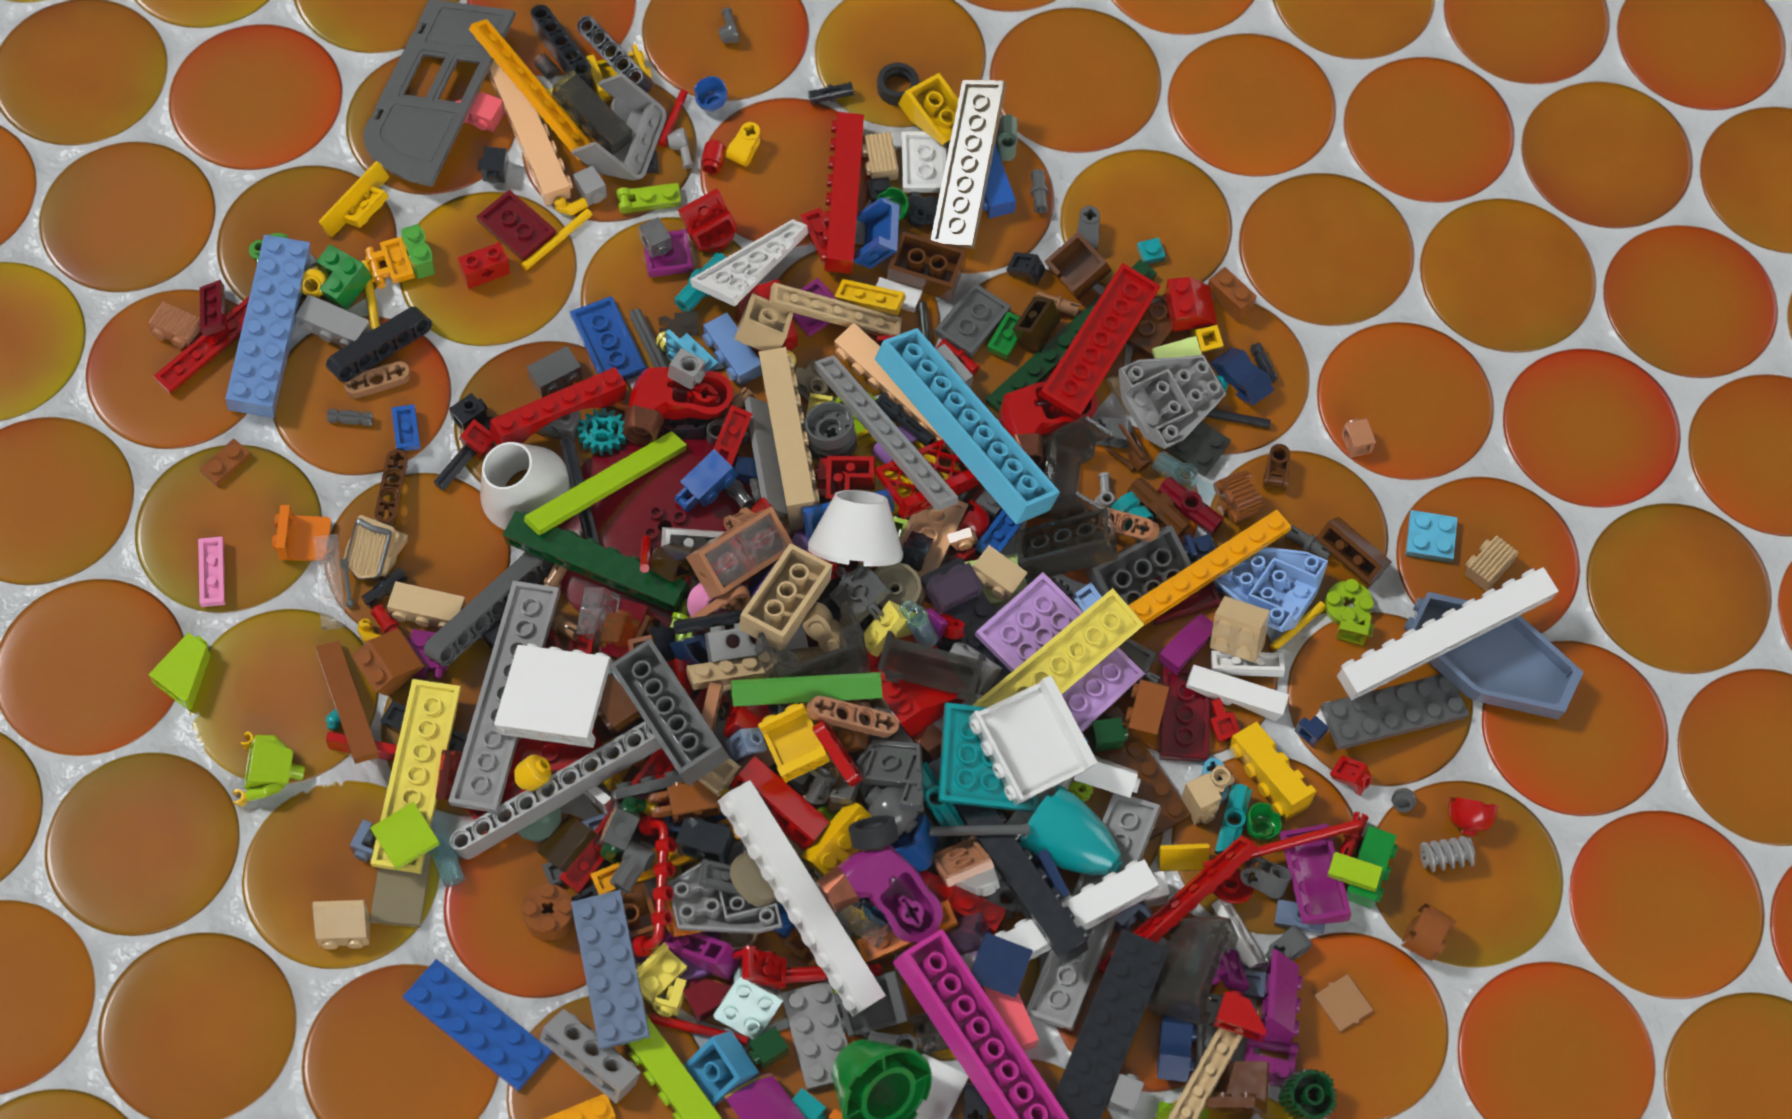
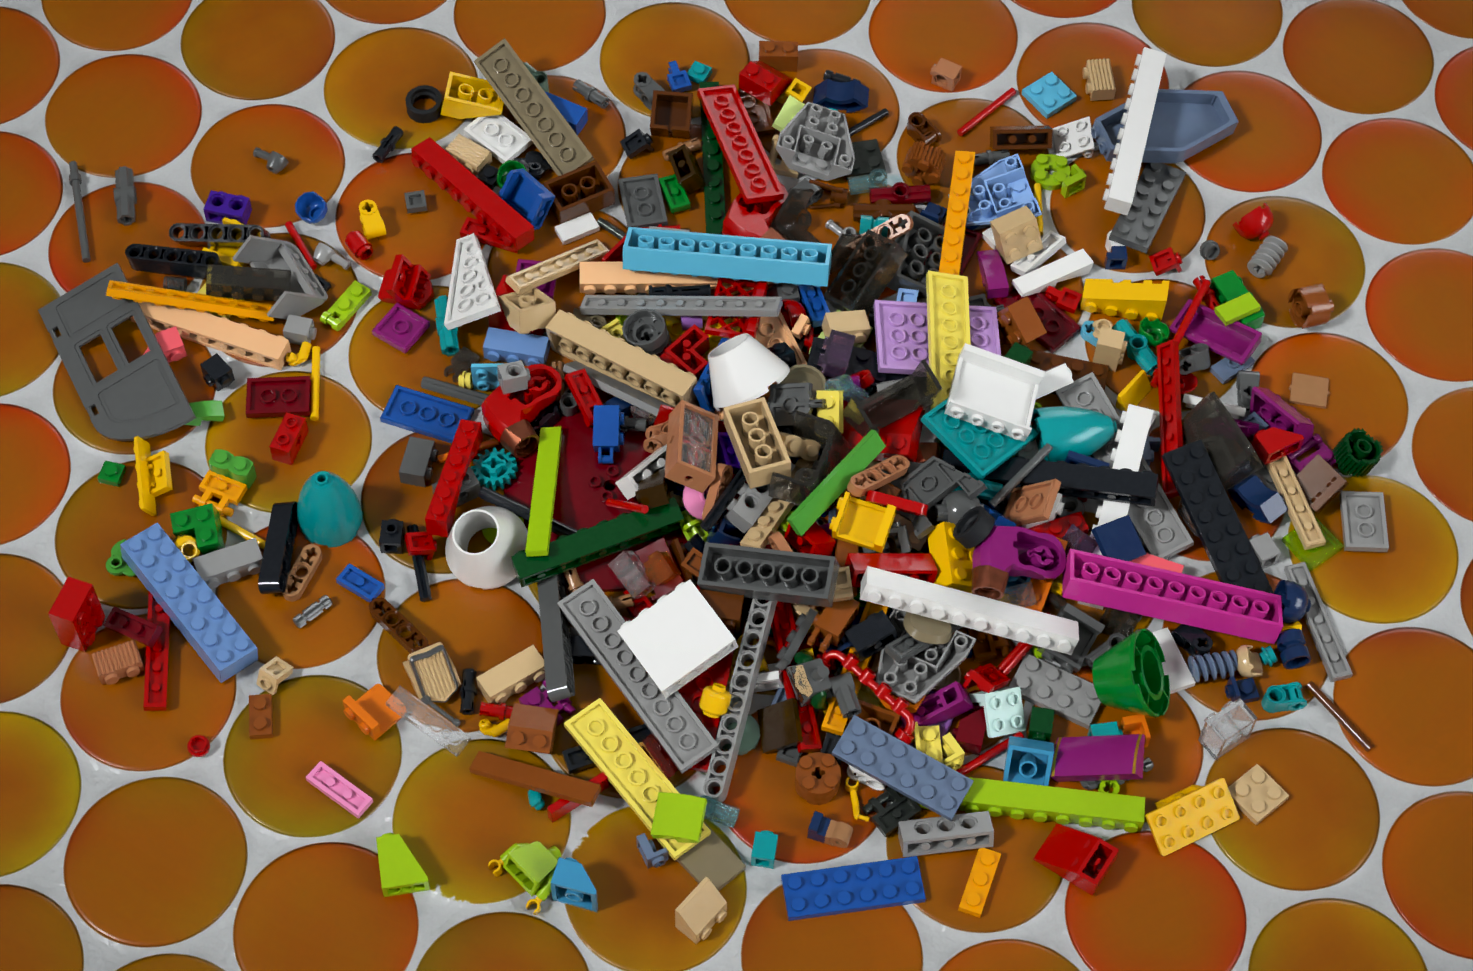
camera: 45 degrees left, 5 degrees down
(159, 442) = (198, 746): none -> red plate
(180, 260) = (77, 614): none -> red brick
(268, 438) = (272, 674): none -> tan bracket
(278, 806) = (573, 886): none -> dark azure slope
(336, 176) = (111, 473): none -> green plate
(444, 348) = (328, 510): none -> teal cylinder
(446, 926) = (764, 849): none -> teal brick
(451, 187) = (207, 411): none -> bright green slope
(509, 961) = (829, 831): none -> leg
(560, 959) = (855, 802): none -> yellow piece
(572, 1000) = (887, 818): none -> pearl dark grey plate
(651, 39) = (227, 205): none -> dark purple brick
(655, 237) = (387, 322): flat silver brick -> none
(745, 743) = (835, 547): sand blue bracket -> none
(797, 159) = (415, 201): none -> dark grey plate
(871, 296) = (566, 240): yellow plate -> none
(1125, 242) = (678, 79): none -> blue plate
(1357, 501) = (985, 112): none -> red bar
(1401, 593) = (1074, 138): none -> white hinge

